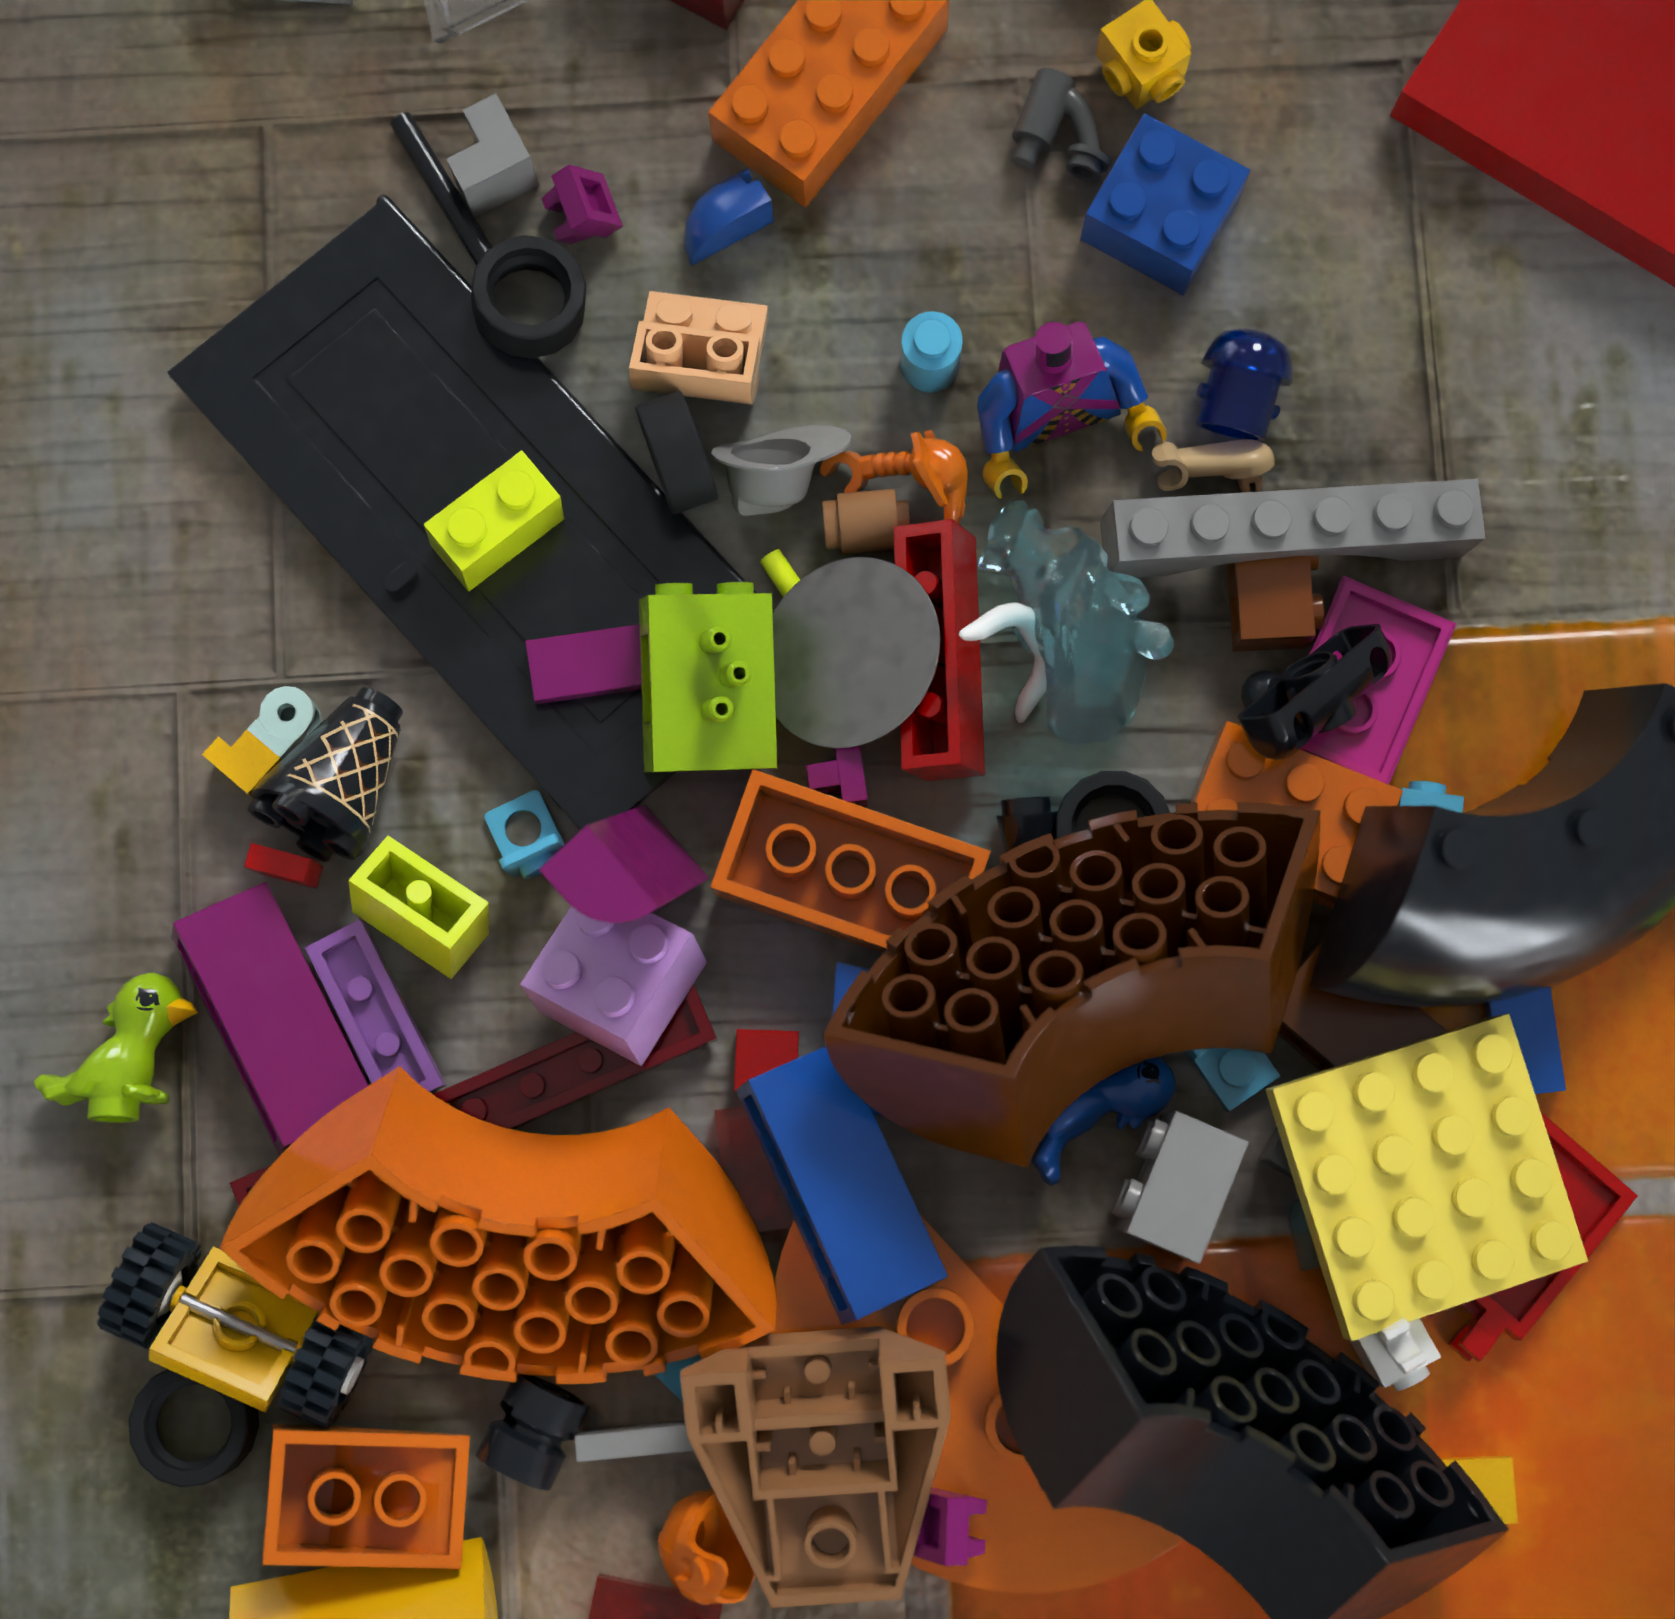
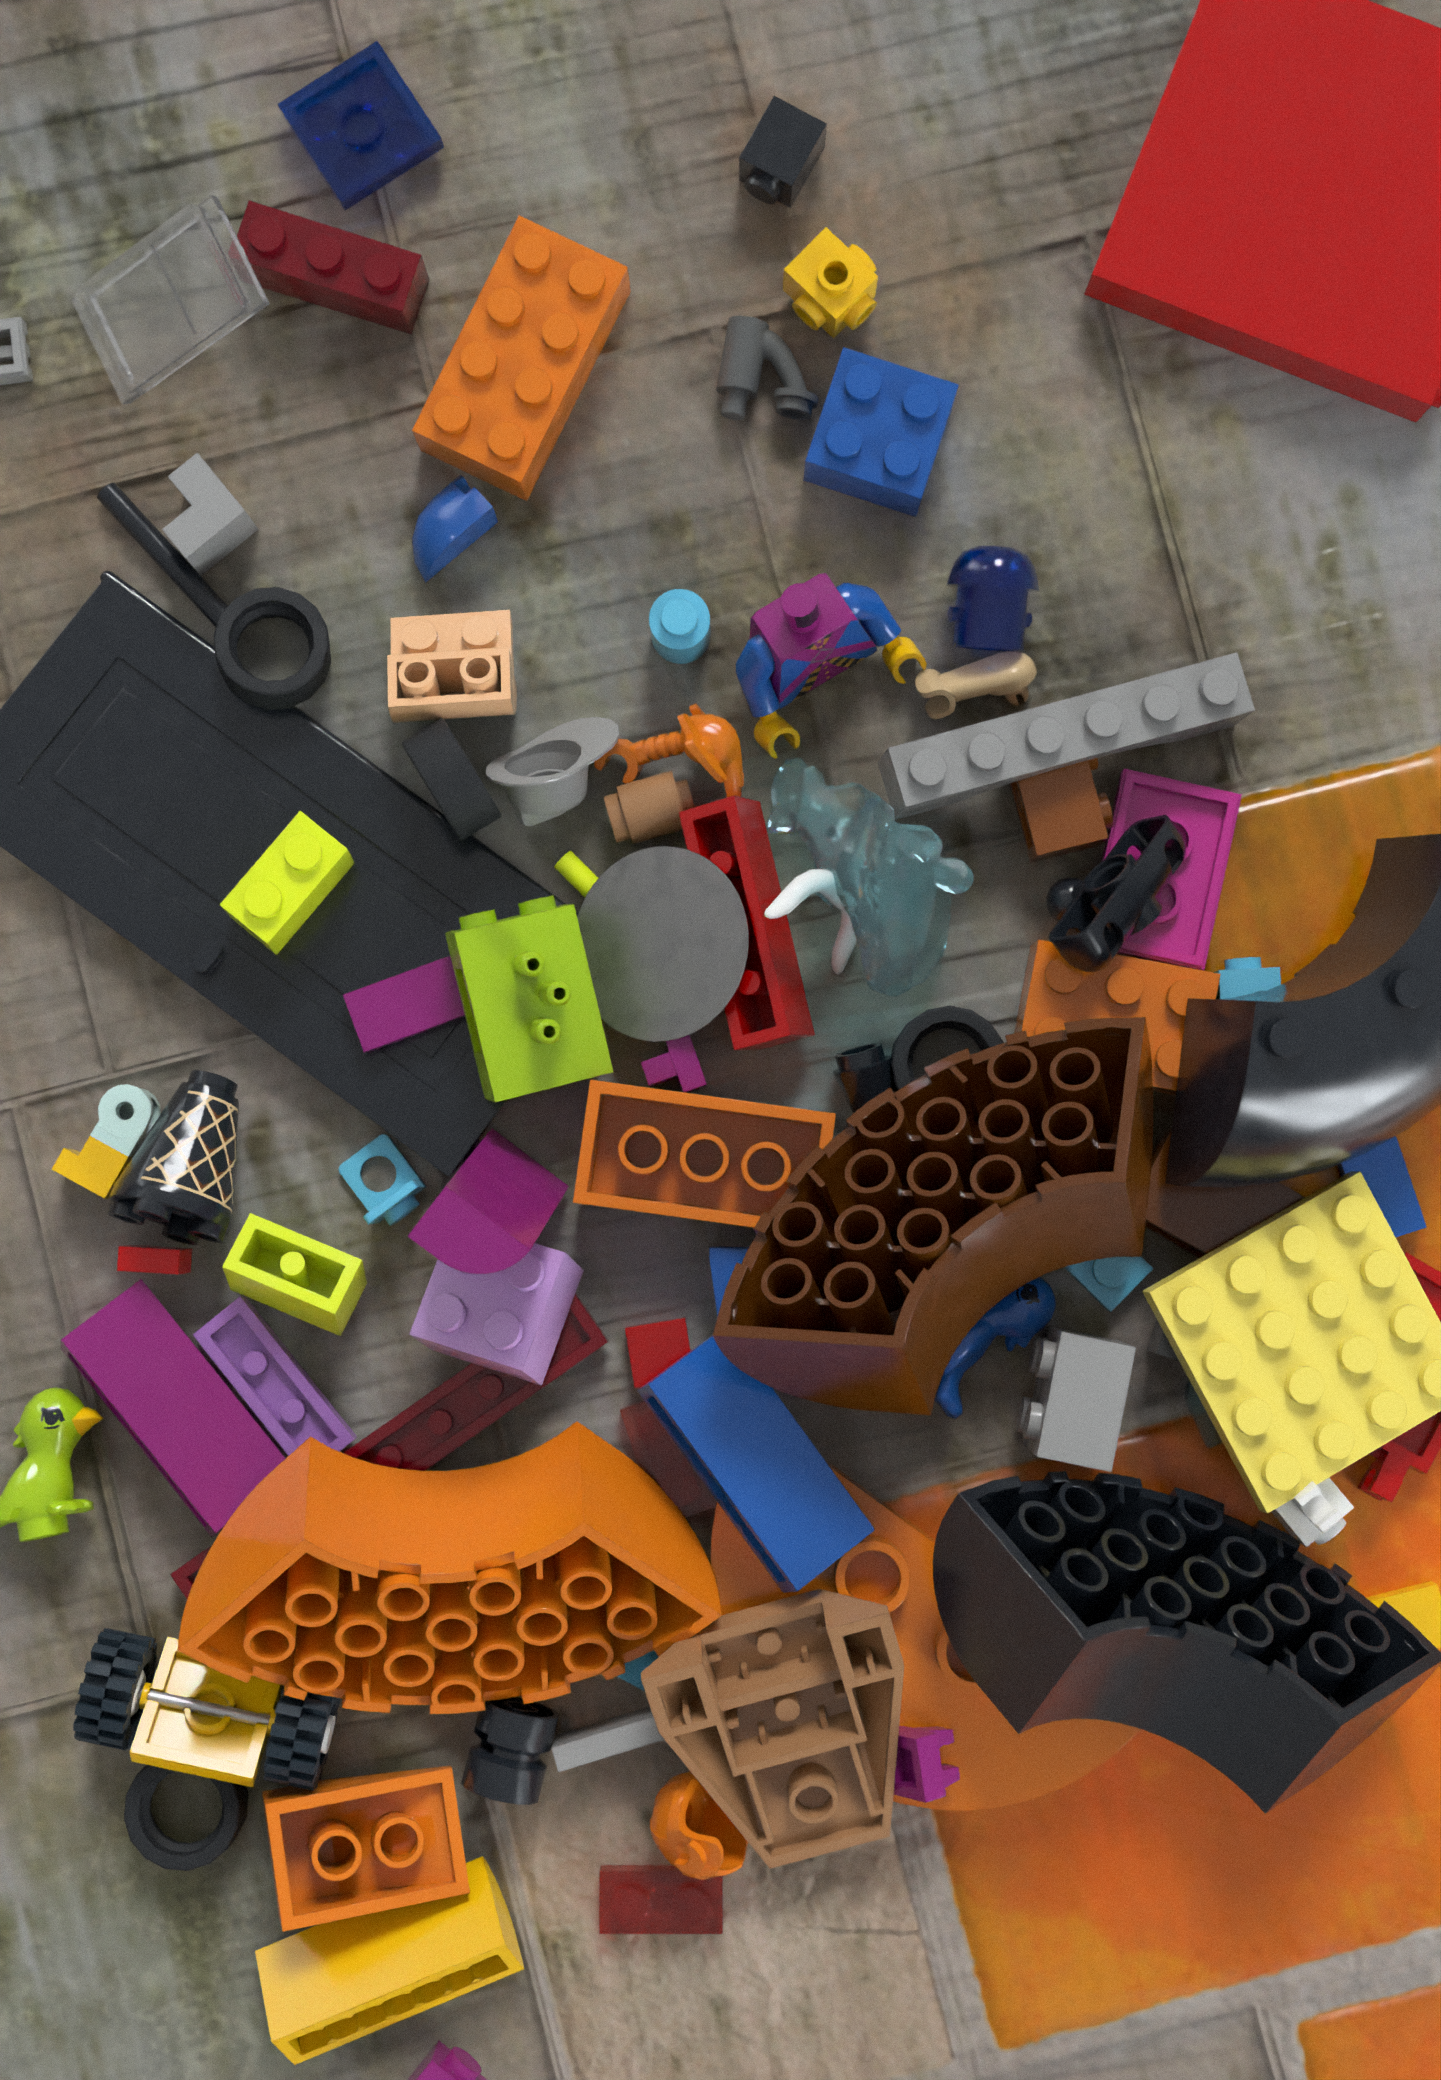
camera: 10 degrees left, 5 degrees up
(586, 204) = (308, 541): magenta tile -> none

